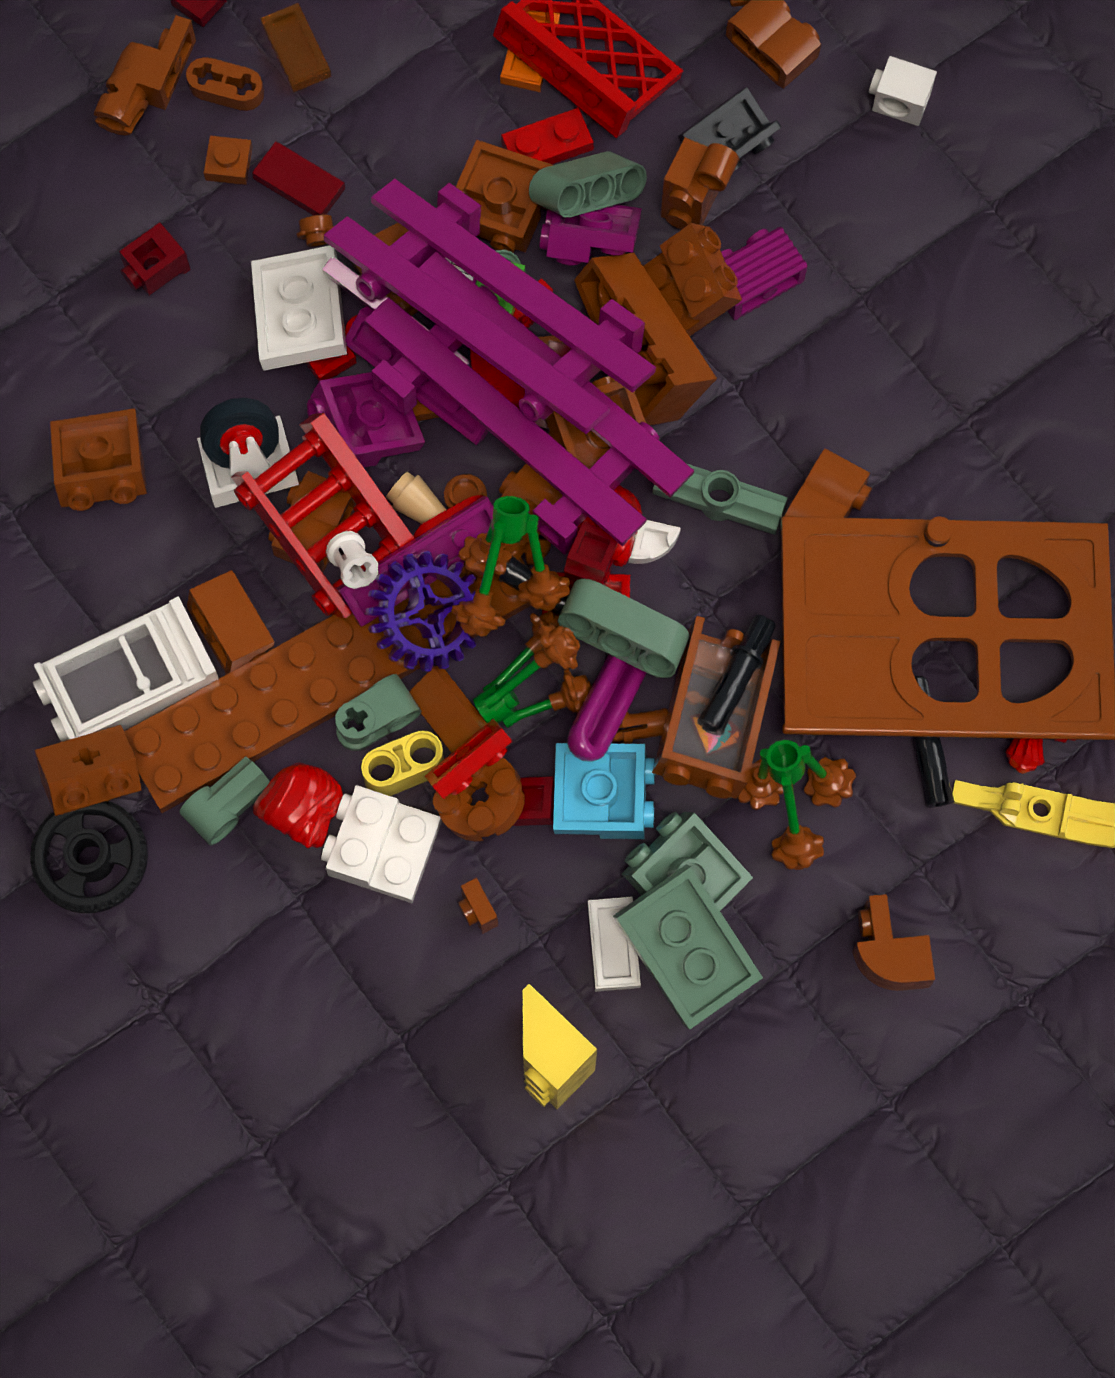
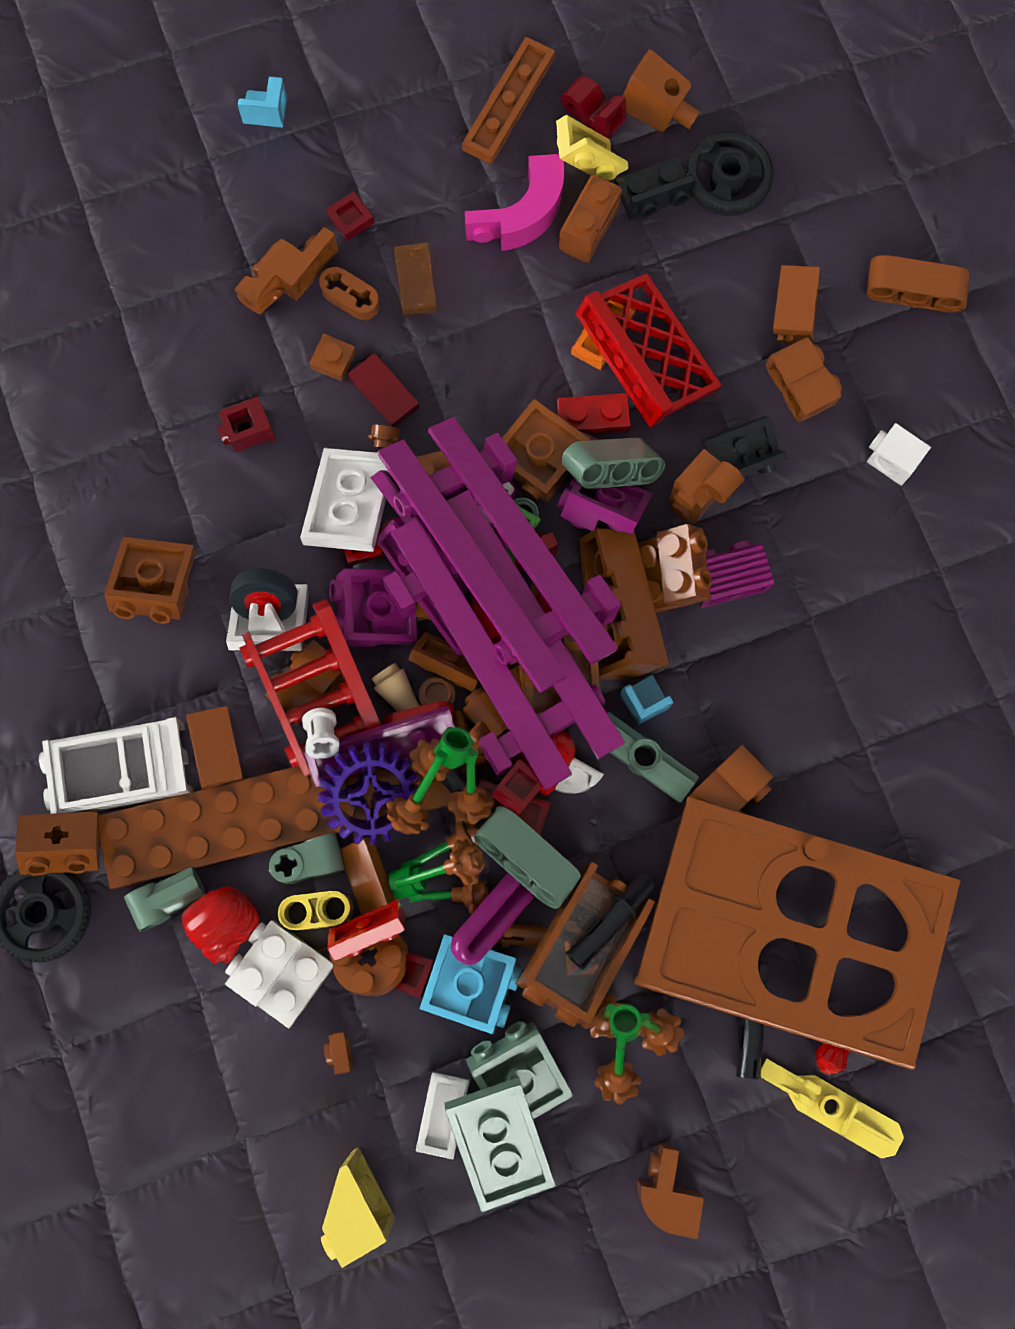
camera: 15 degrees right, 5 degrees up
(455, 452) = (438, 657): none -> dark orange plate
(702, 435) = (645, 700): none -> medium azure panel

